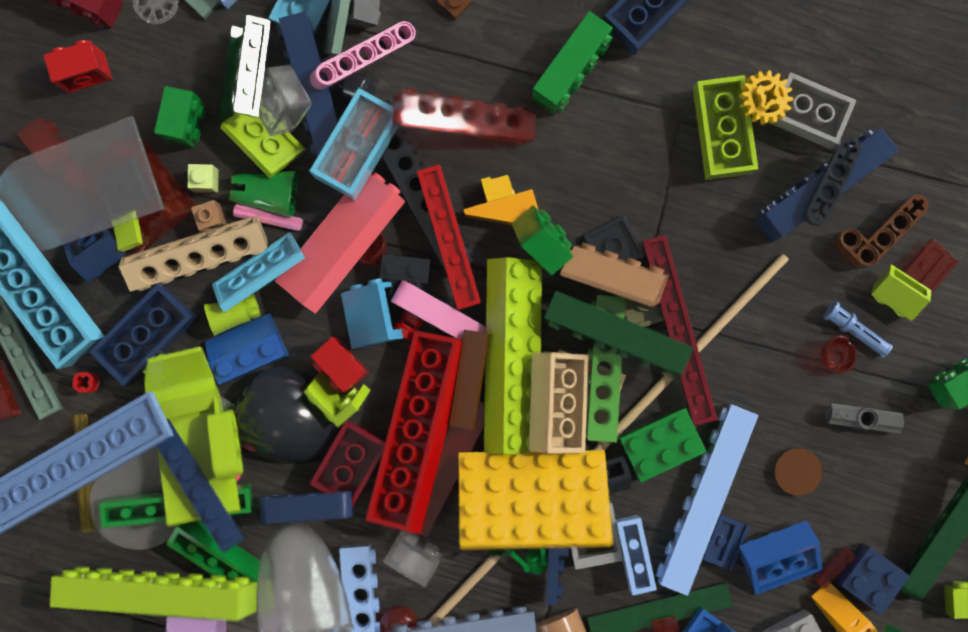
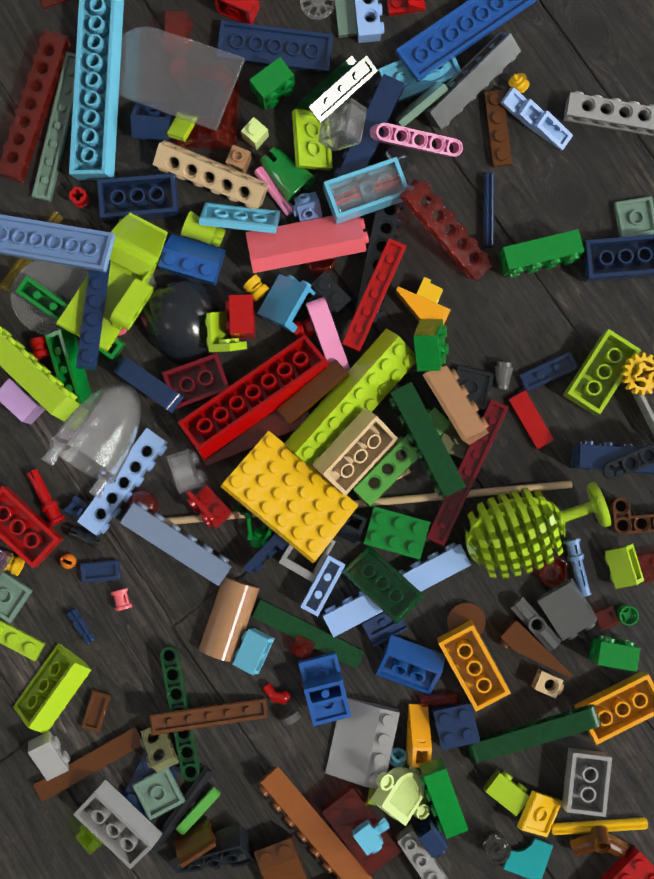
camera: 30 degrees right, 0 degrees up
(142, 82) = (265, 44): none -> dark blue plate
(171, 559) = (40, 348): none -> red wheel
(313, 206) = (307, 207): none -> medium blue brick
(334, 323) = (256, 288): none -> yellow wheel
(462, 570) = (211, 508): none -> red bracket
(486, 63) = (488, 209): none -> dark blue axle
(633, 207) = (503, 374): none -> dark grey cone
(673, 169) = (548, 371): none -> dark blue tile
(692, 505) = (383, 584): none -> dark green tile
(695, 228) = (530, 420): none -> red tile
(782, 339) = (525, 529): none -> lime plant
(842, 509) = (473, 665): none -> light orange brick
(870, 446) = (521, 641): none -> reddish brown slope
(884, 379) = (567, 610): none -> dark grey brick
(914, 468) = (539, 683): none -> tan brick
(926, 355) = (607, 618): none -> clear red plate
(947, 335) = (630, 616): none -> green wheel

